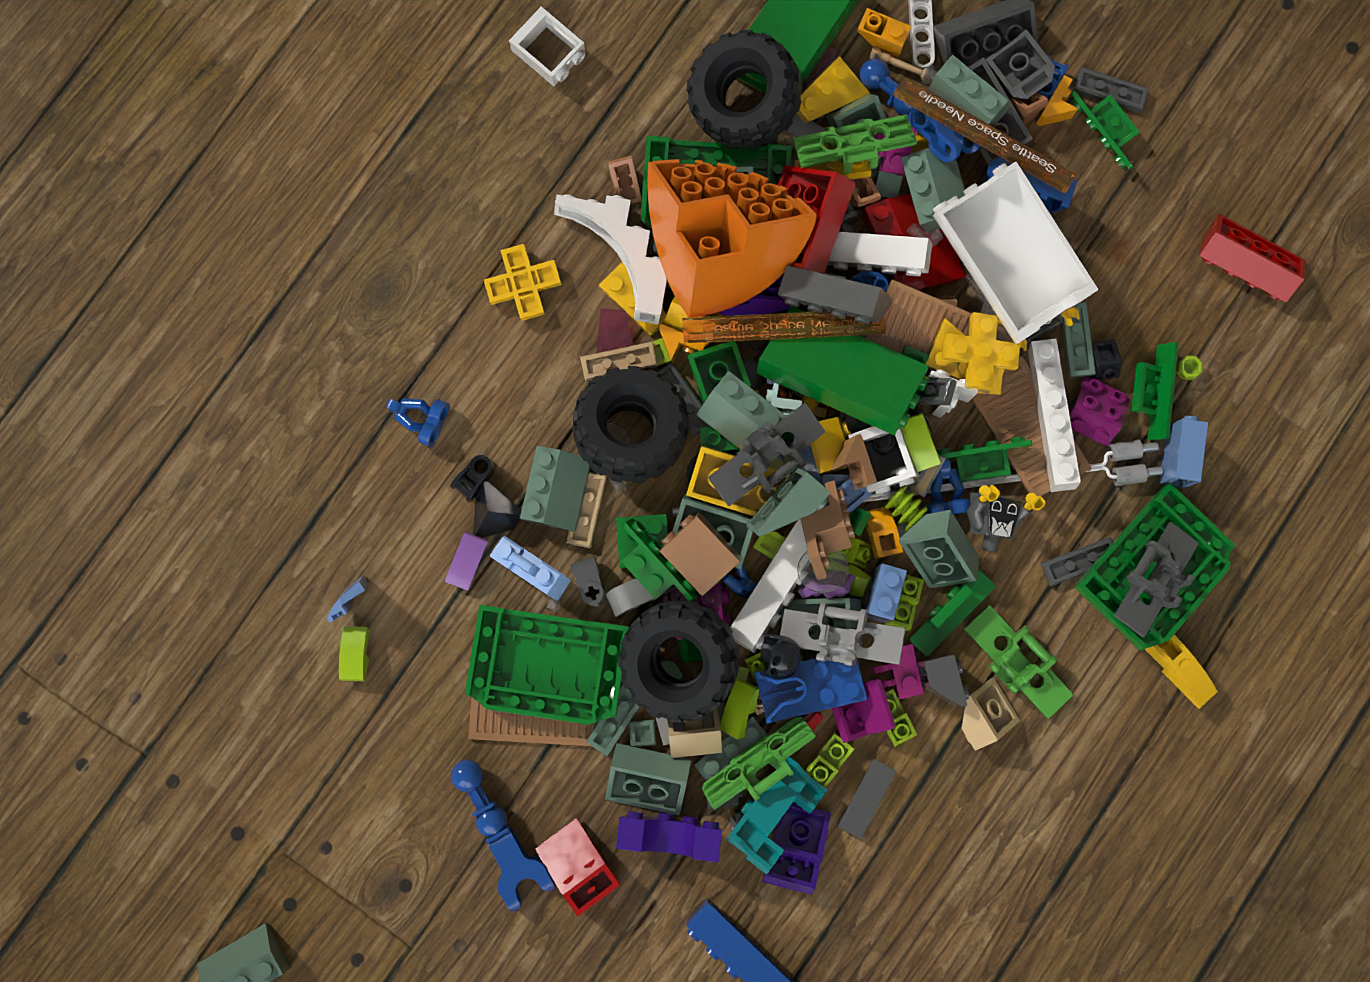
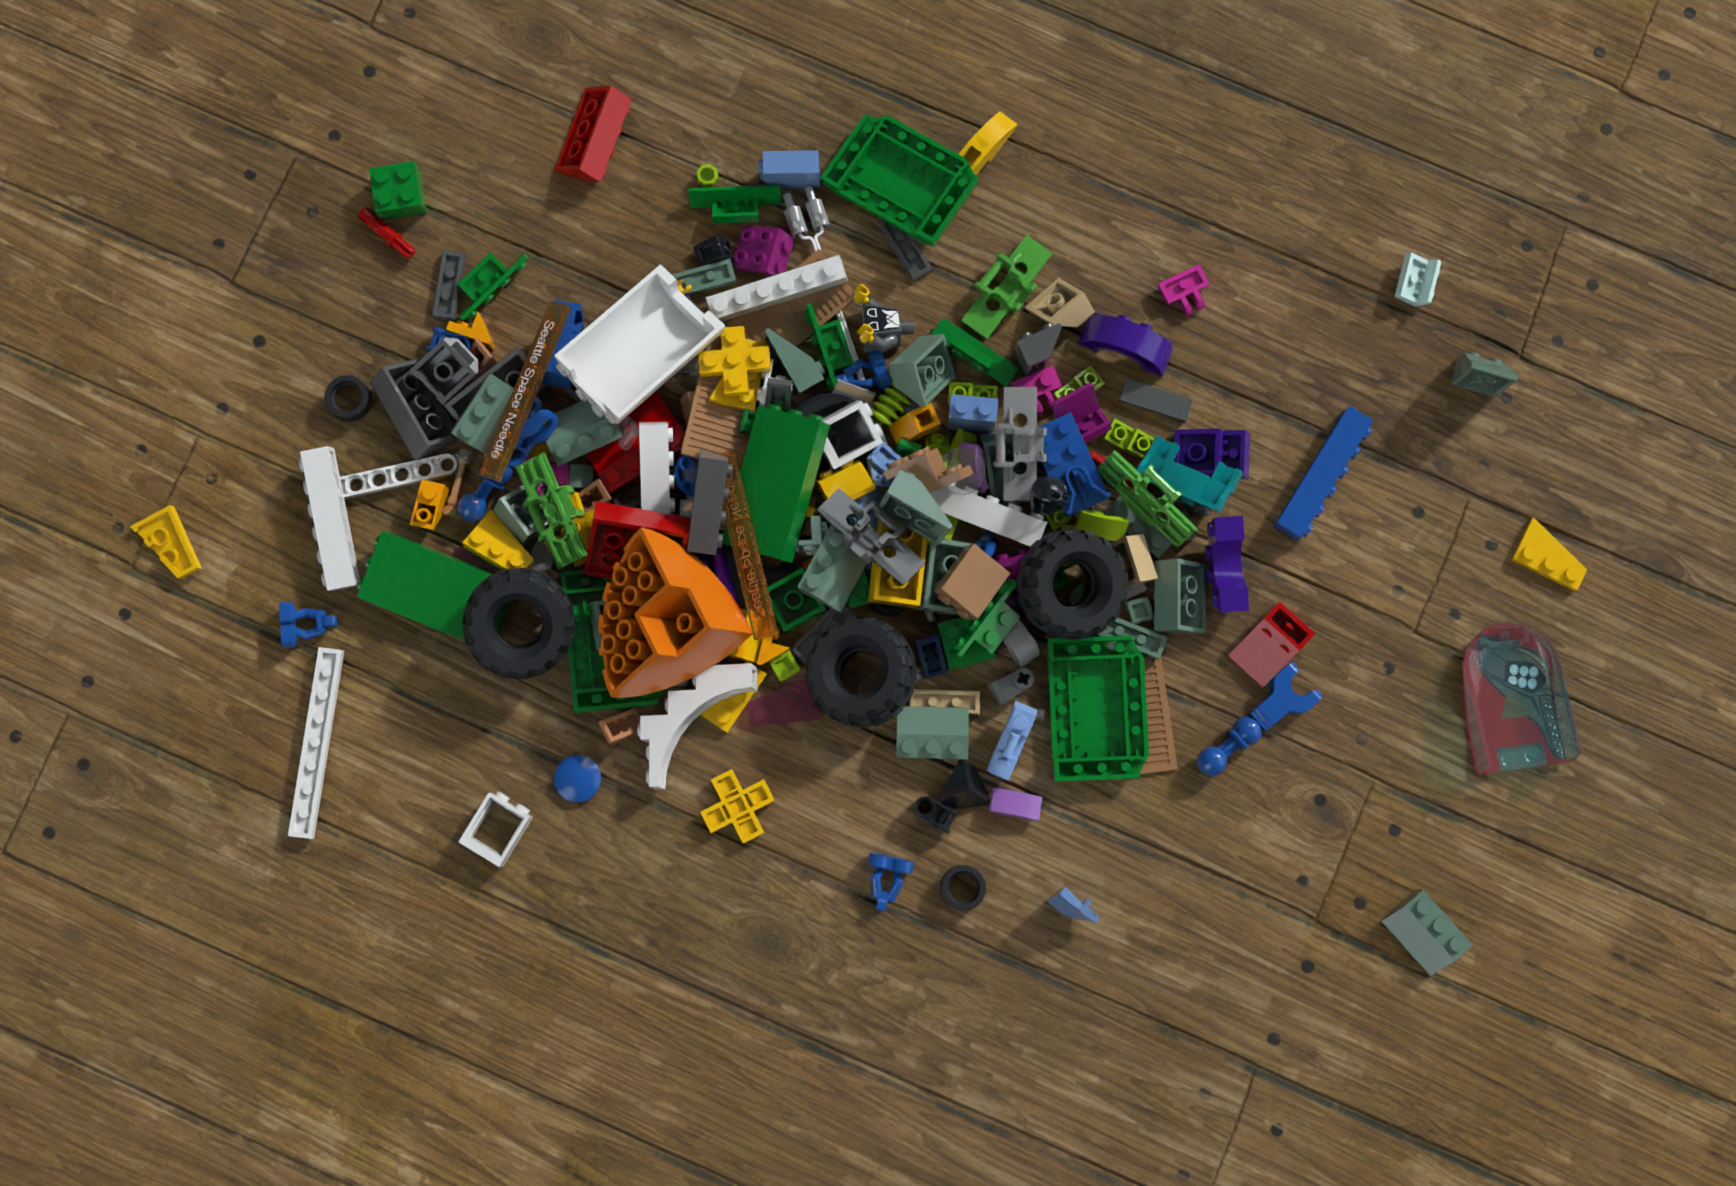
camera: 100 degrees left, 0 degrees up
(352, 655) = (1122, 891): lime slope -> none
(381, 476) = (981, 887): none -> black tyre
(582, 133) = (577, 778): none -> blue dish
(635, 503) = (931, 656): none -> dark blue slope
(637, 355) = (799, 697): tan tile -> none
(855, 456) = (854, 459): medium nougat slope -> none
(920, 443) = (831, 401): lime slope -> none
(936, 781) = (1129, 339): none -> dark purple brick
(966, 419) = (794, 362): none -> sand green slope
(989, 857) = (1184, 285): none -> dark pink hinge
(1164, 582) = (915, 171): dark grey piece -> none
(1169, 41) = (392, 238): none -> red axle
(1219, 52) = (398, 190): none -> green brick

